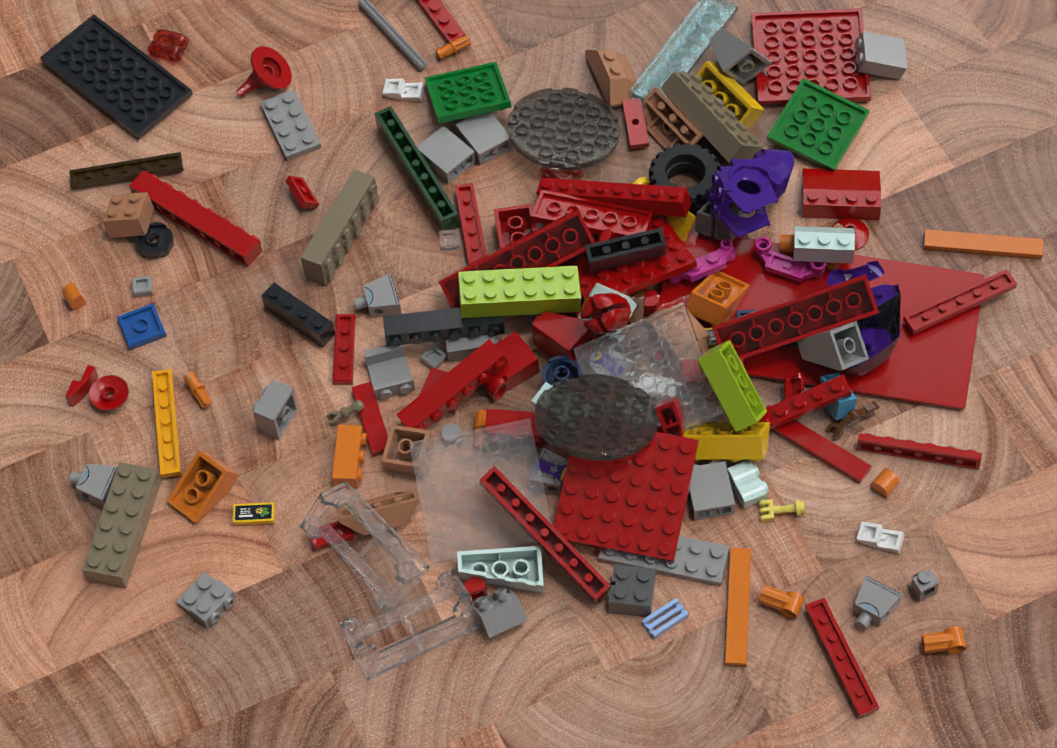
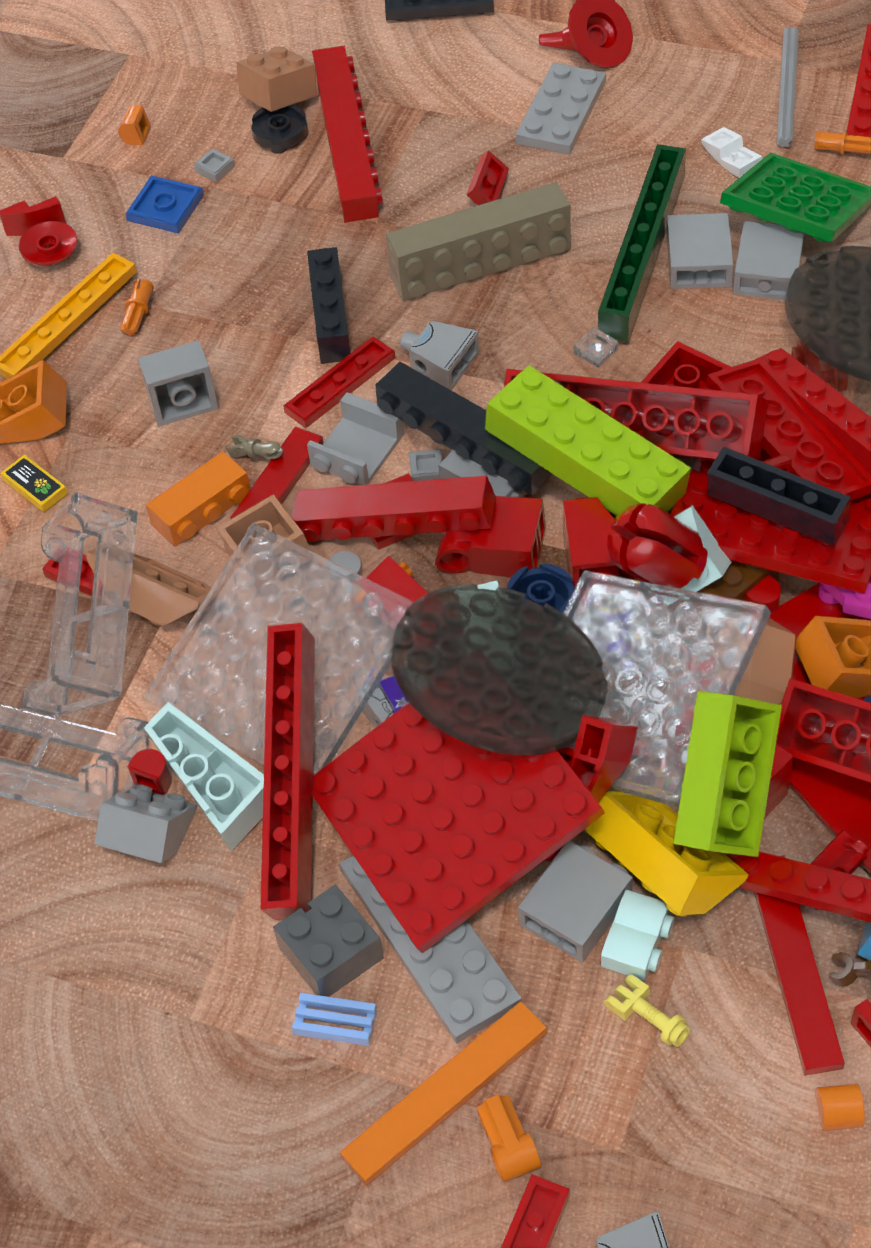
camera: 45 degrees right, 5 degrees down
(125, 170) = (325, 35): dark brown plate -> none
(470, 222) = (648, 338): red plate -> none
(879, 538) = (749, 1180): white slope -> none

